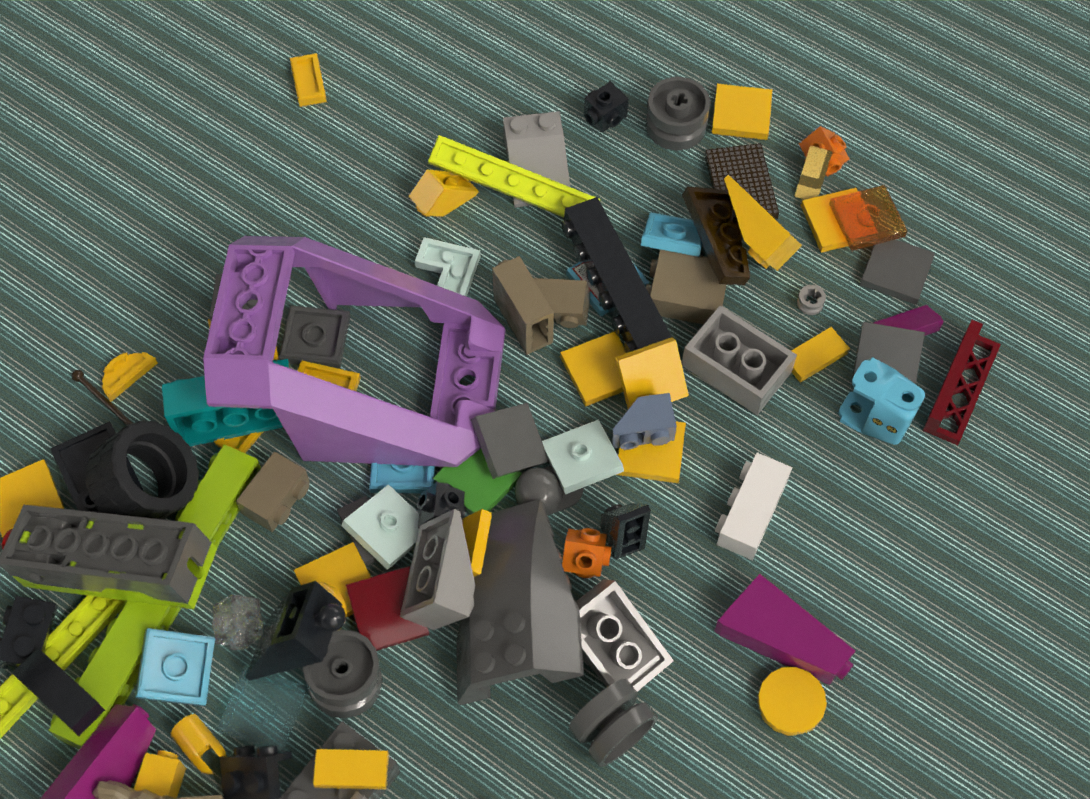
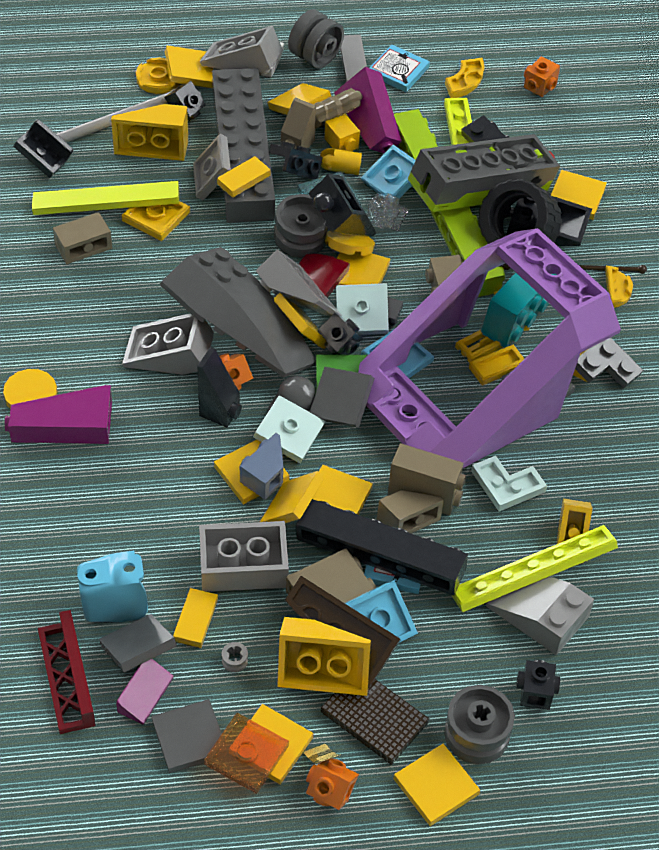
camera: 135 degrees right, 10 degrees down
(58, 691) = (431, 114): black slope -> none
(613, 722) = (124, 294): dark grey wheel -> none
(752, 505) = (149, 477): white brick -> none

